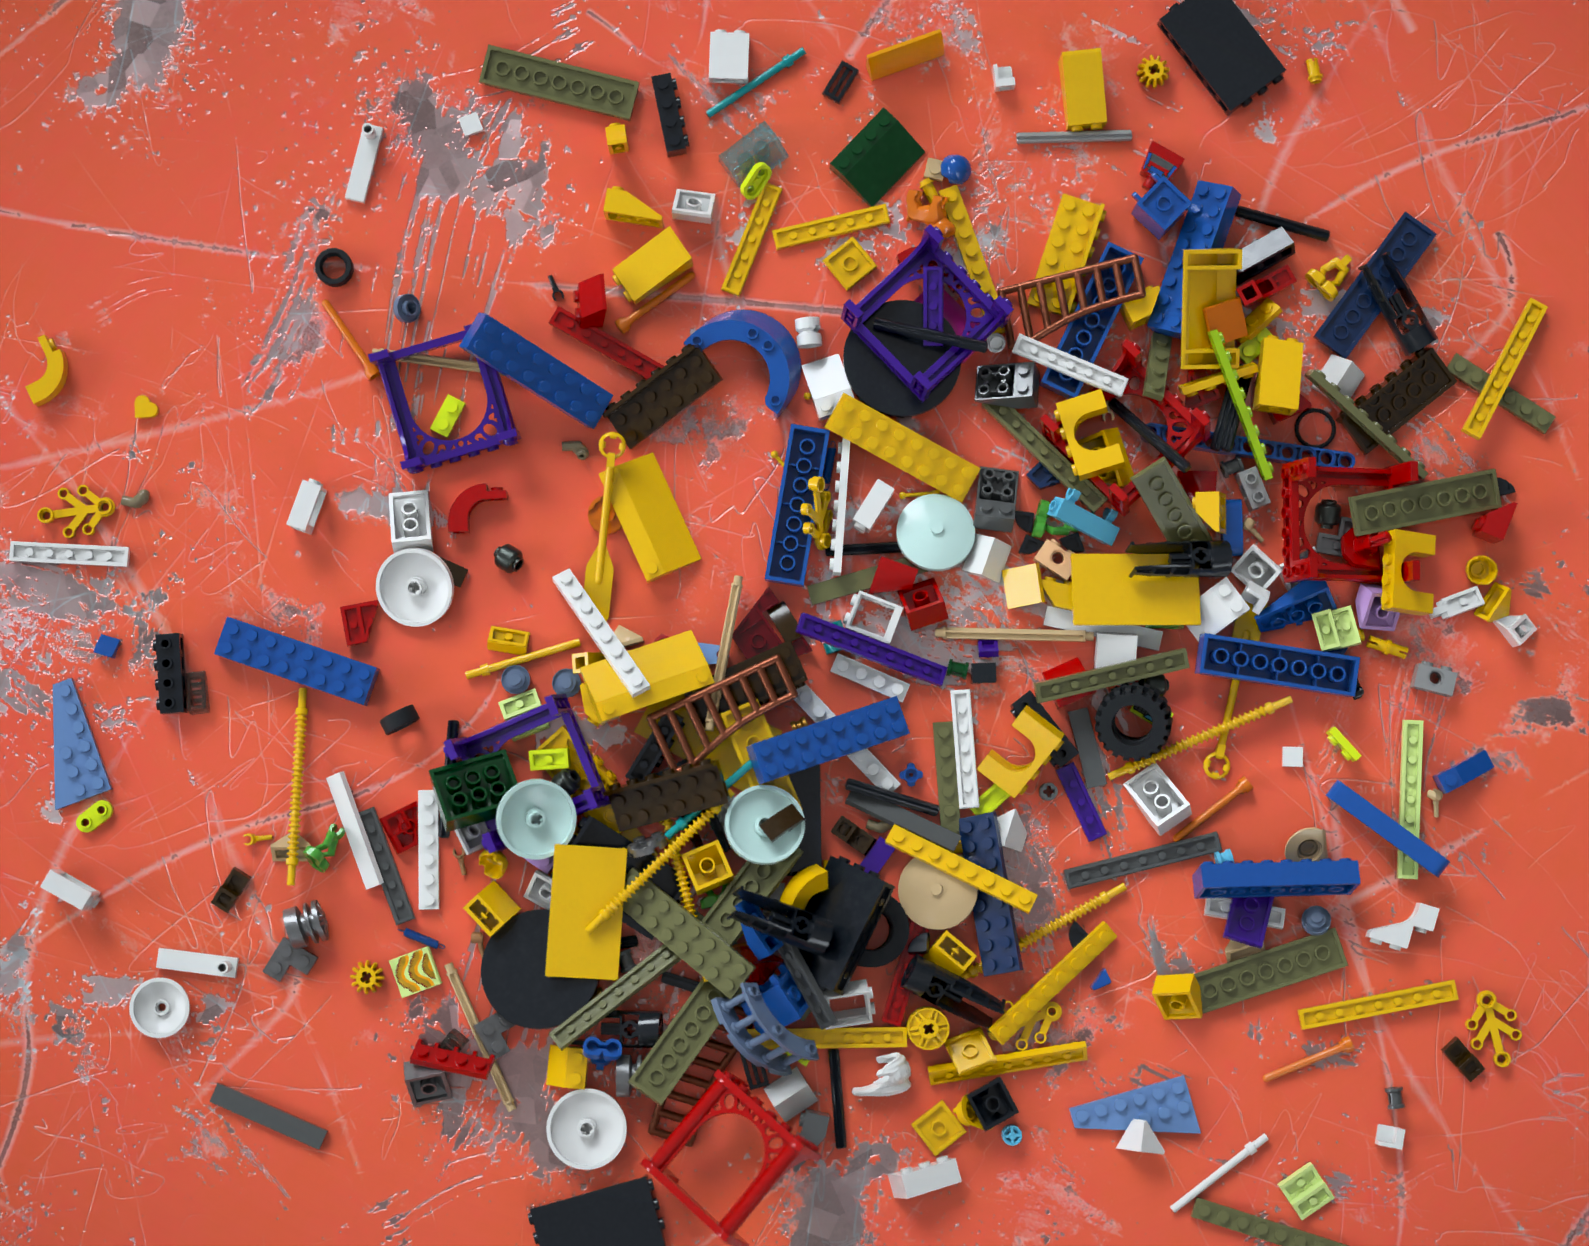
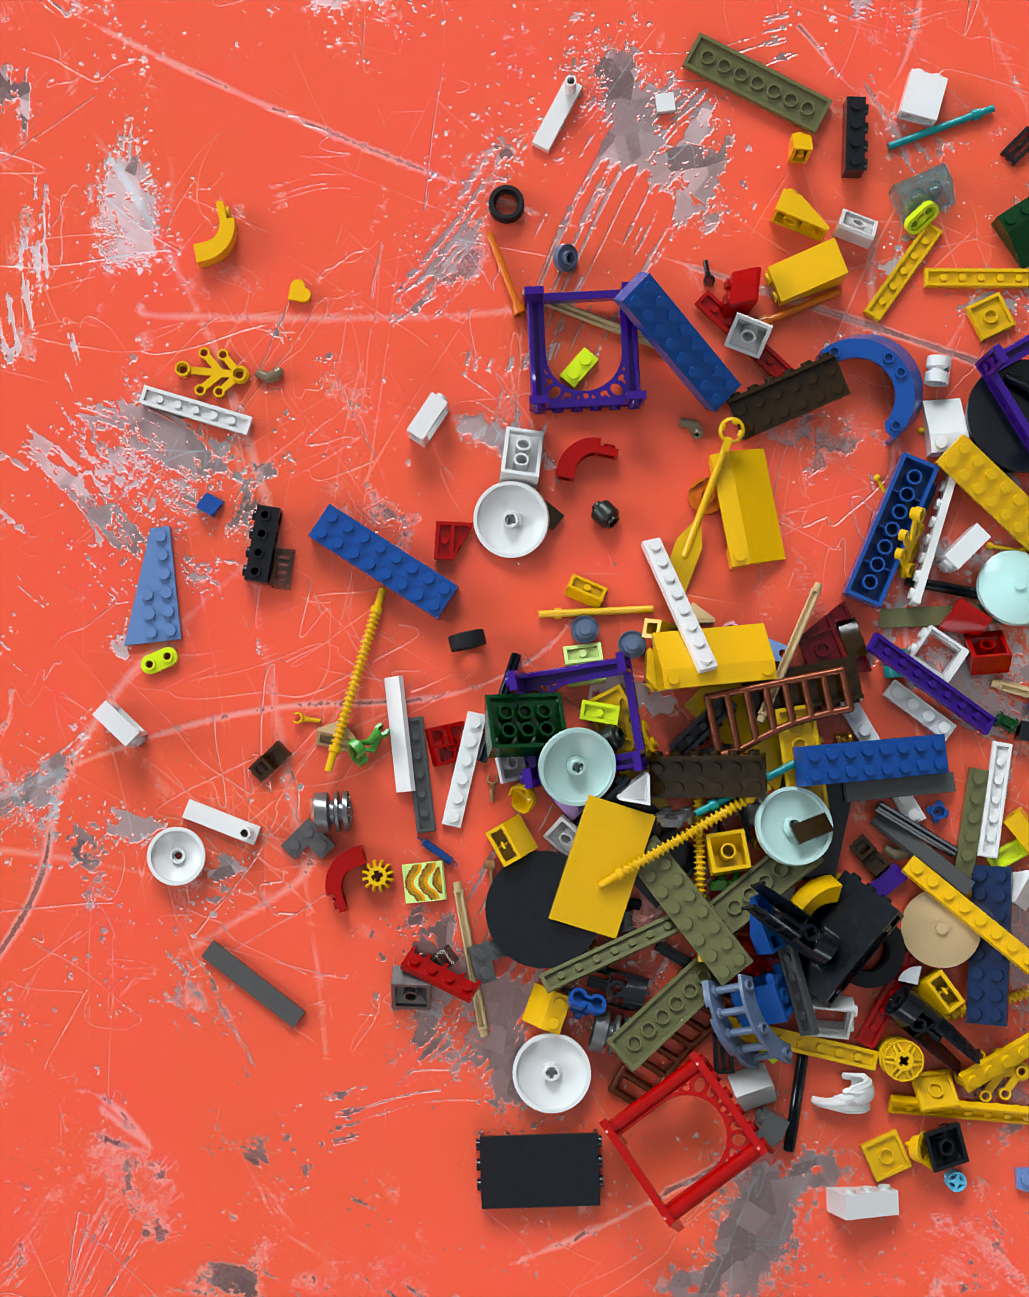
camera: 20 degrees right, 0 degrees up
(326, 982) = (339, 868): none -> red arch
(602, 828) = (636, 790): none -> white slope
(608, 344) = (748, 335): none -> white slope
(865, 760) = (899, 787): none -> dark grey tile

